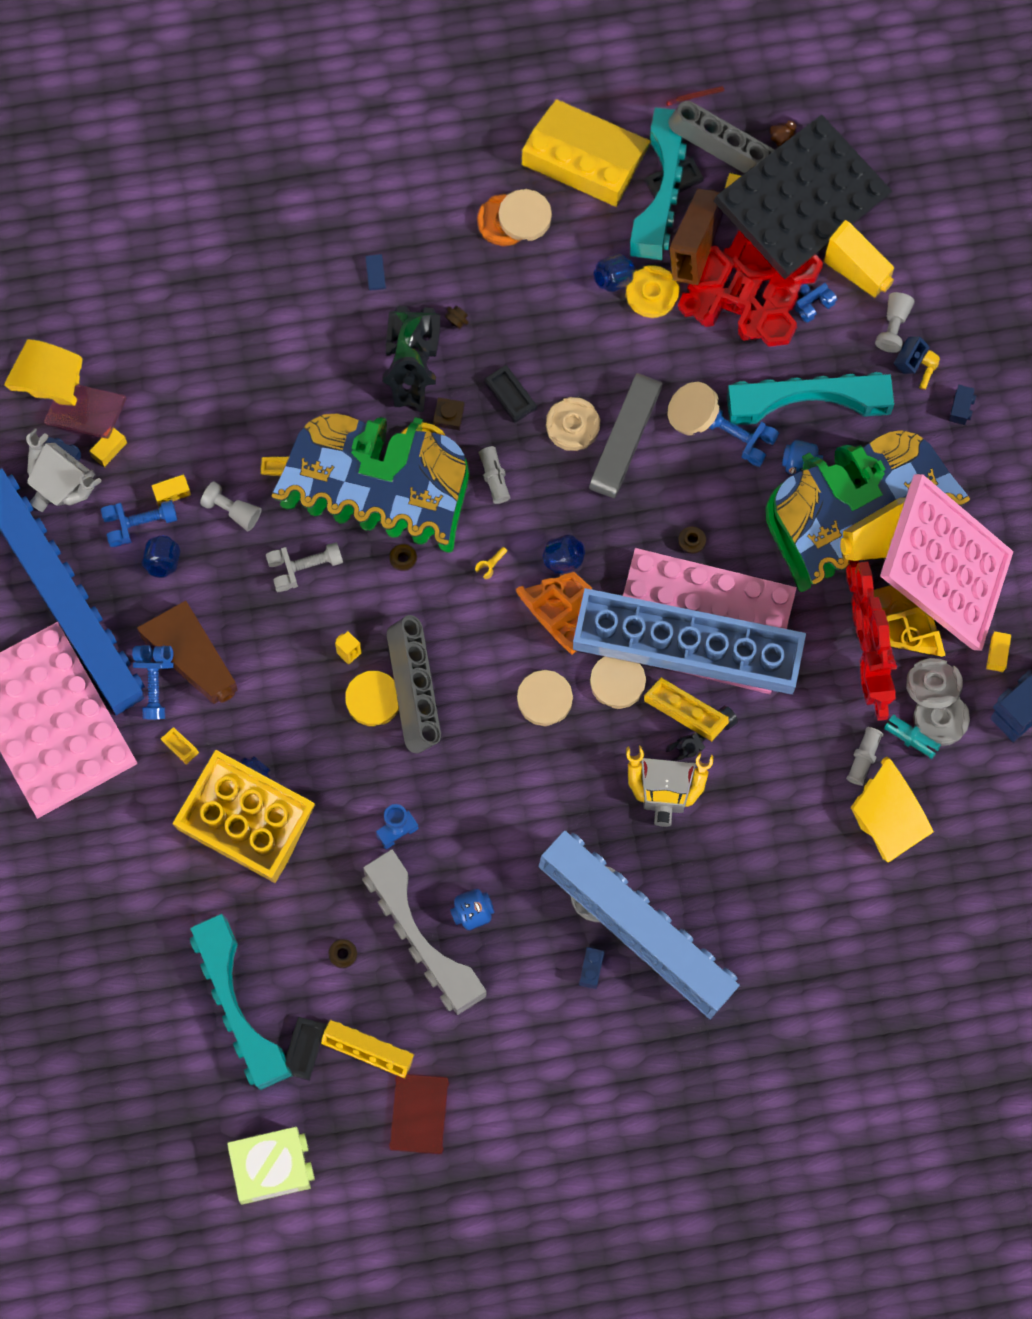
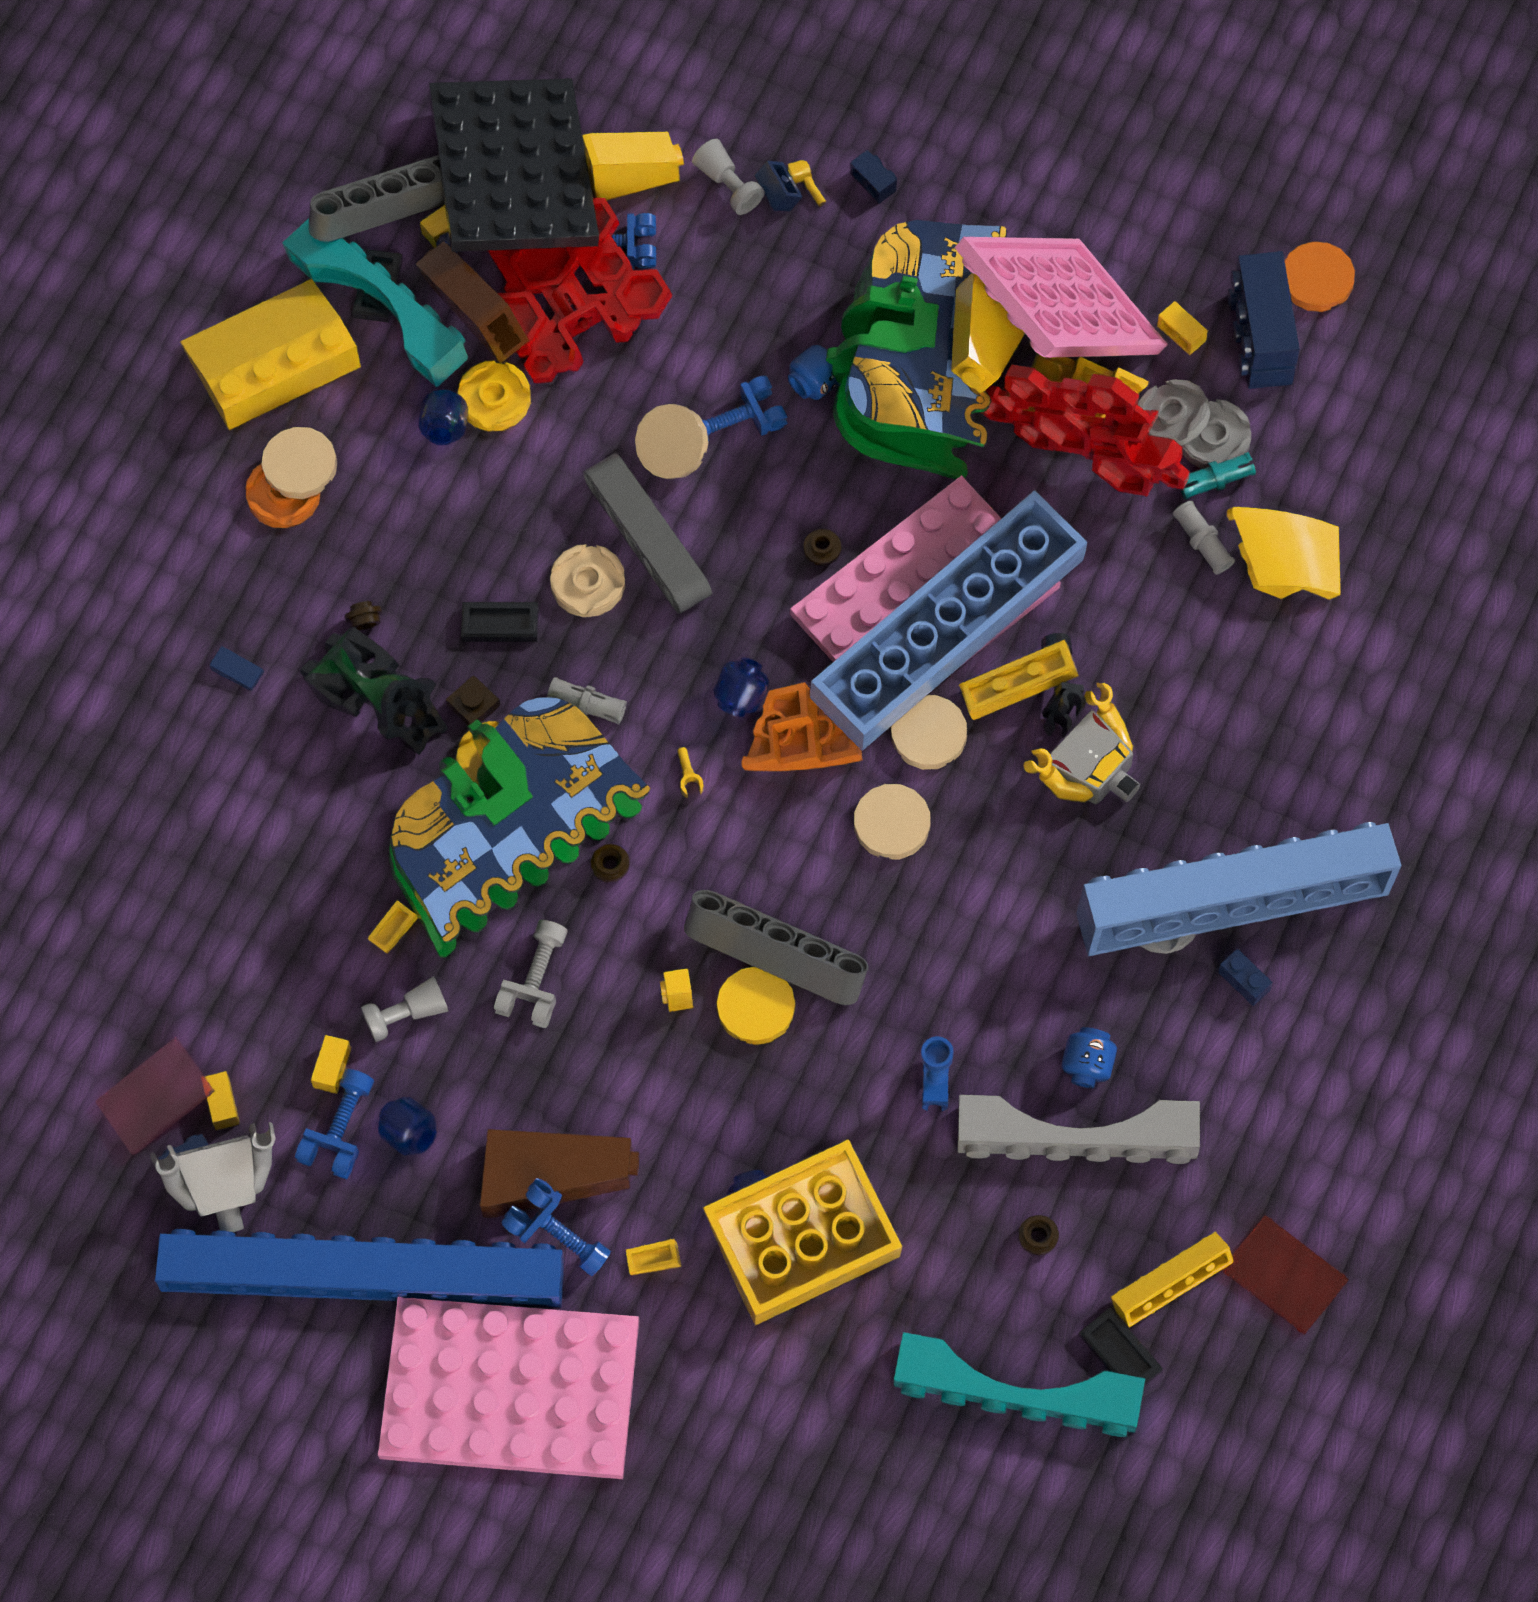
camera: 50 degrees left, 5 degrees down
(46, 372) = (73, 1109): yellow slope -> none
(270, 1165) = (1237, 1475): yellowish green brick -> none
(695, 96) = (305, 192): clear red piece -> none
(782, 132) = (417, 138): reddish brown piece -> none
(864, 394) = (788, 263): teal arch -> none

